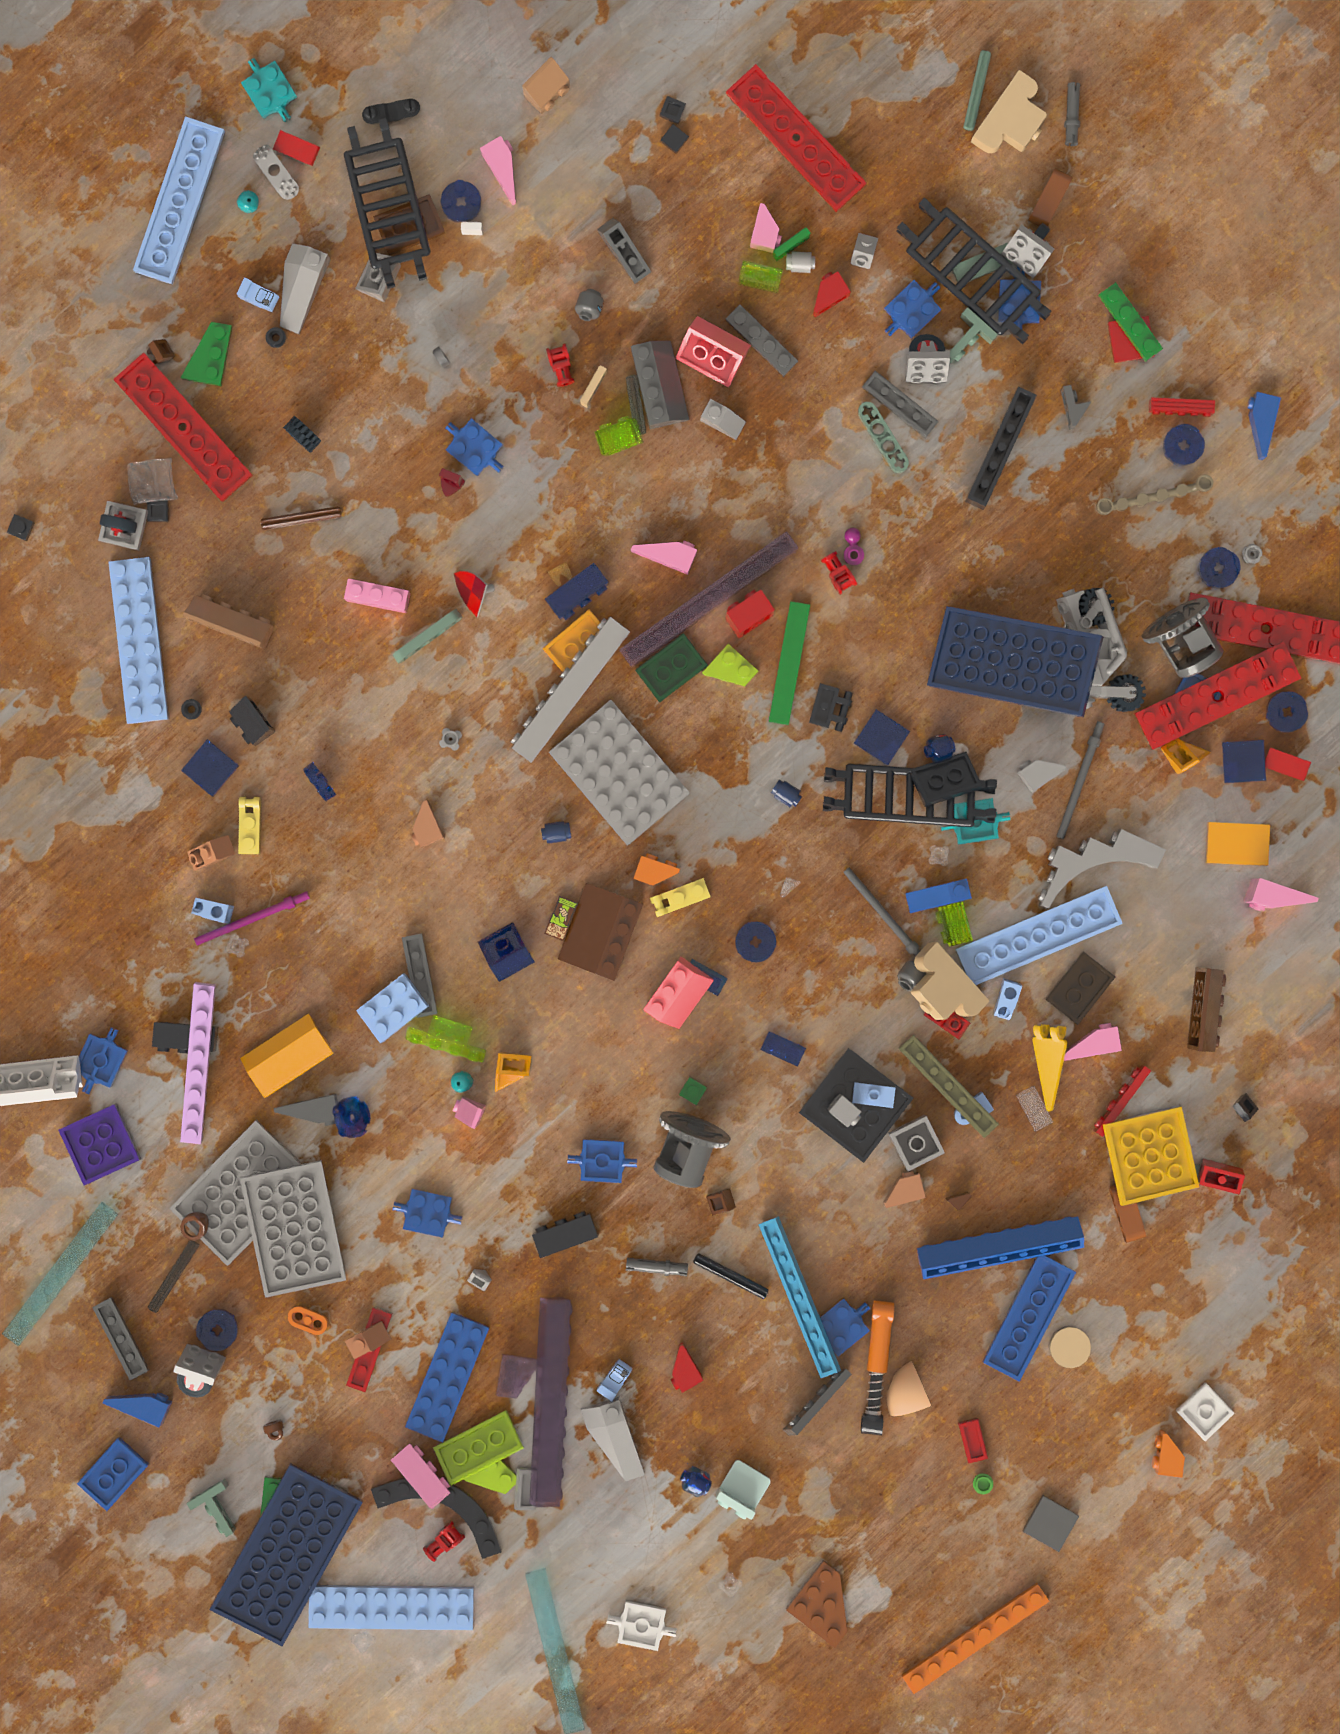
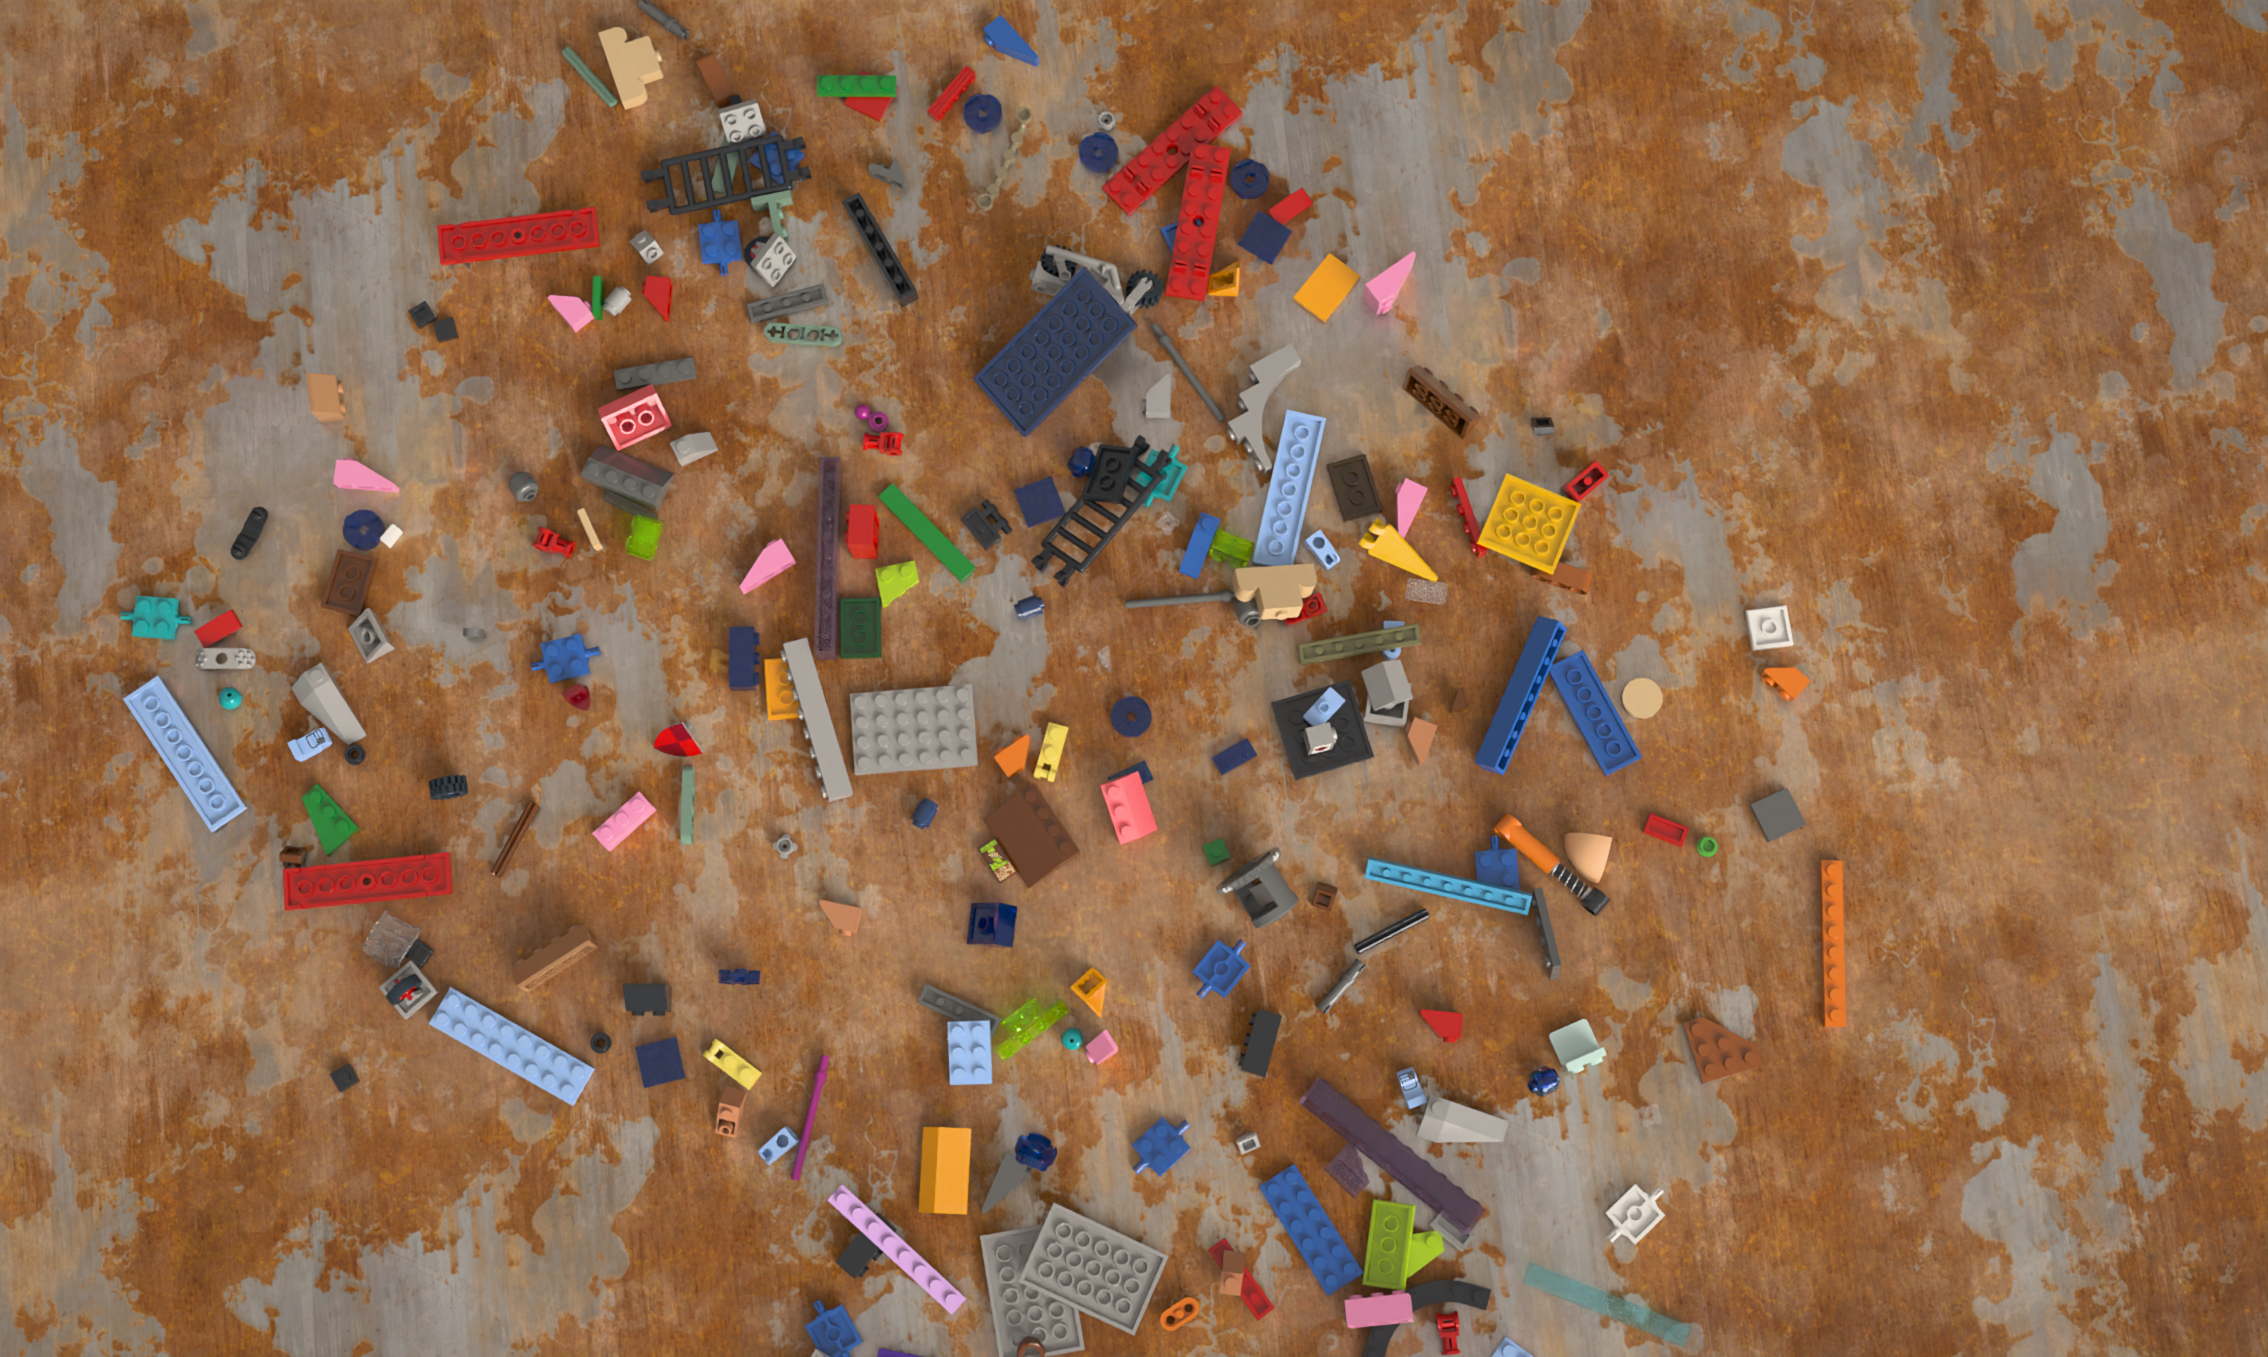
camera: 55 degrees left, 10 degrees down
(409, 197) = (327, 562): black bar -> none
(624, 250) = (501, 429): dark grey slope -> none
(760, 276) = (604, 338): clear neon green brick -> none
(928, 1134) = (1386, 684): none -> light grey slope
(1196, 632) = (1136, 200): dark grey piece -> none

